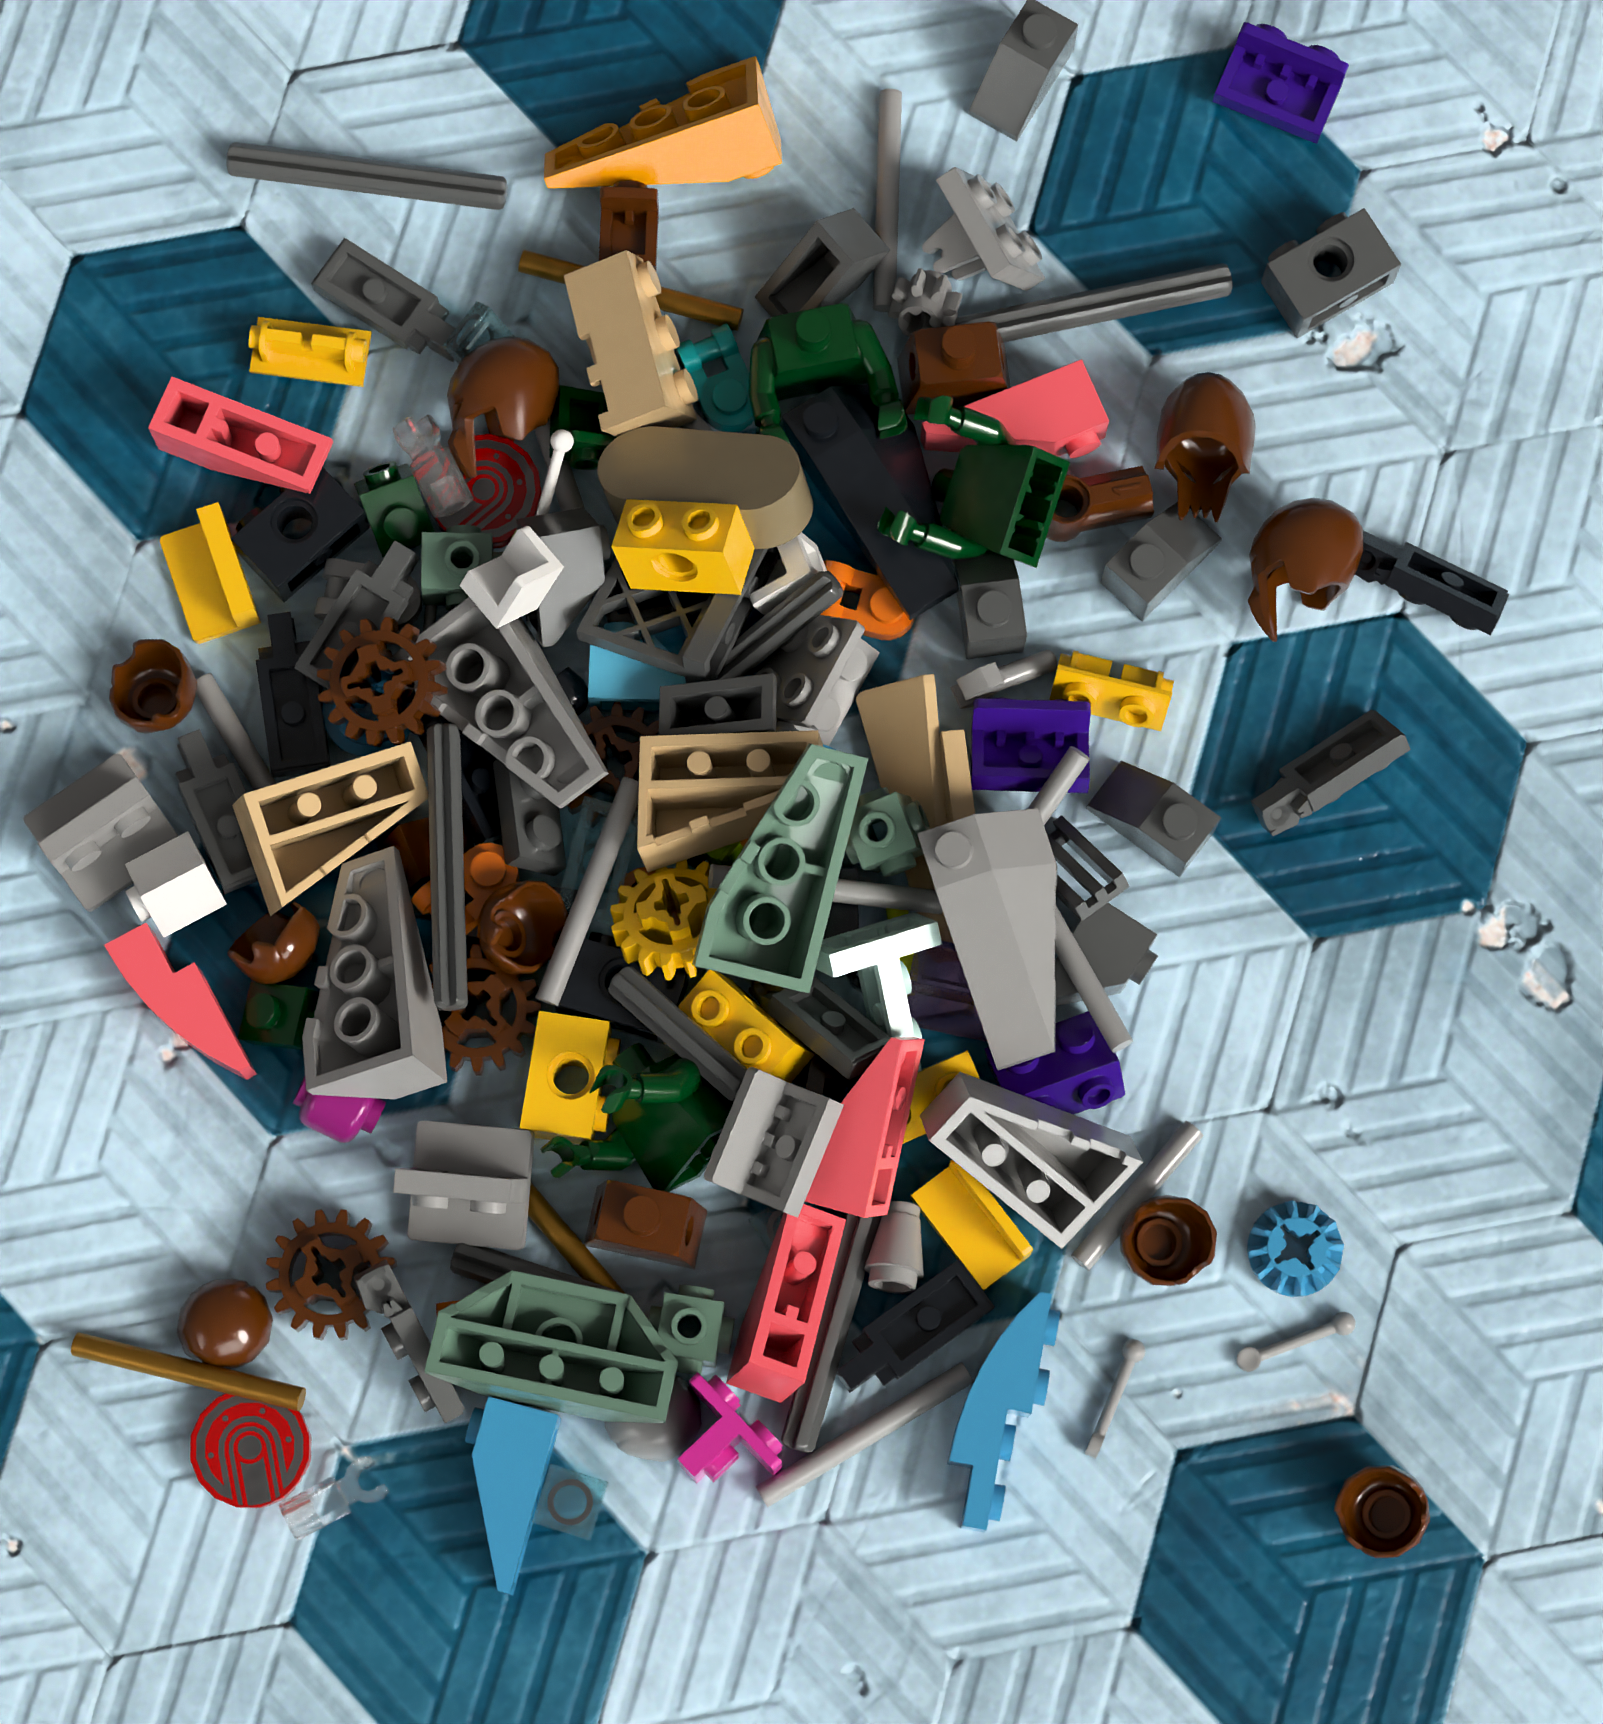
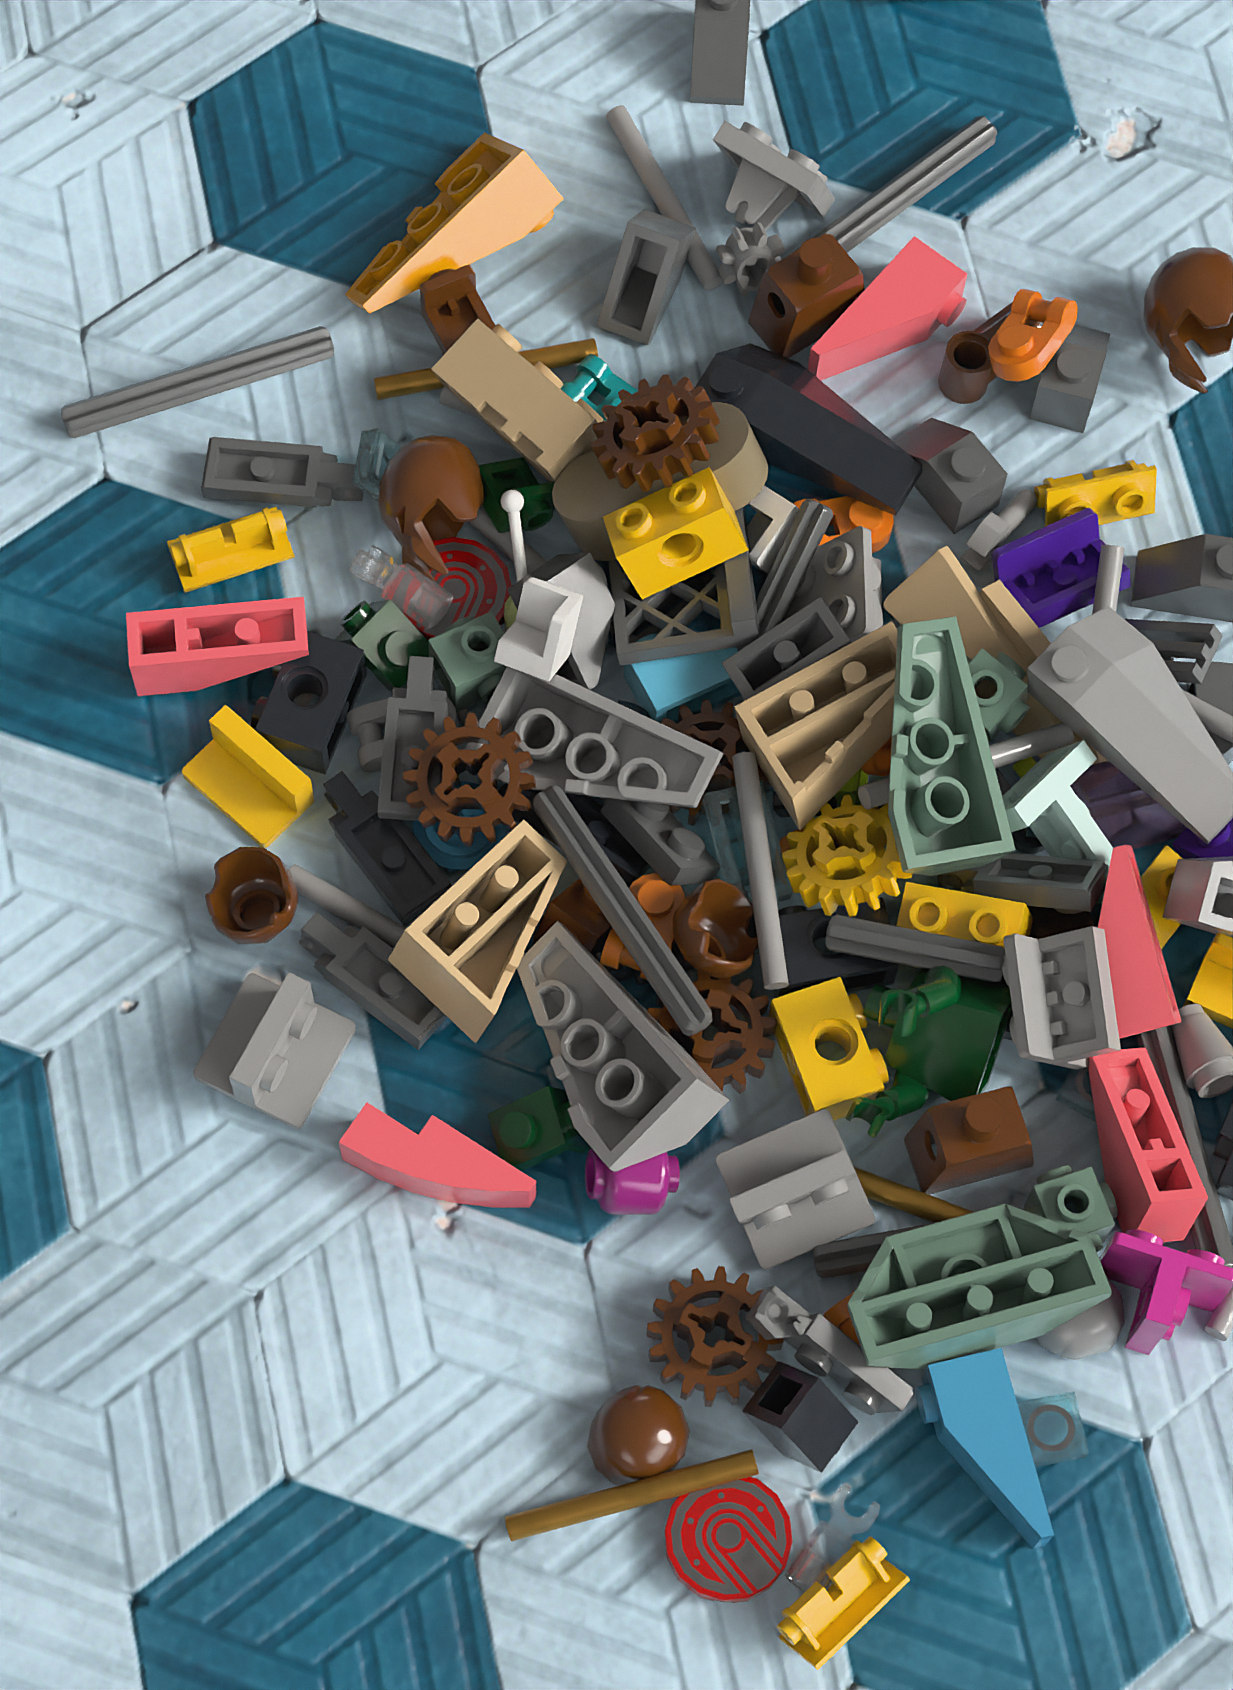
camera: 30 degrees left, 10 degrees down
(173, 885) = (371, 1059): white brick -> none
(276, 946) = (497, 1069): reddish brown hair -> none
(332, 1548) = (827, 1619): none -> yellow hinge
(359, 1382) = (813, 1419): none -> black brick
(709, 447) = (655, 433): none -> reddish brown gear
(817, 350) = (690, 326): dark green torso -> none
(993, 498) = (910, 370): dark green torso -> none
(1107, 523) = (1022, 350): none -> orange plate
(1208, 436) = (1055, 249): reddish brown helmet -> none
(1312, 299) = (1063, 108): dark grey brick -> none

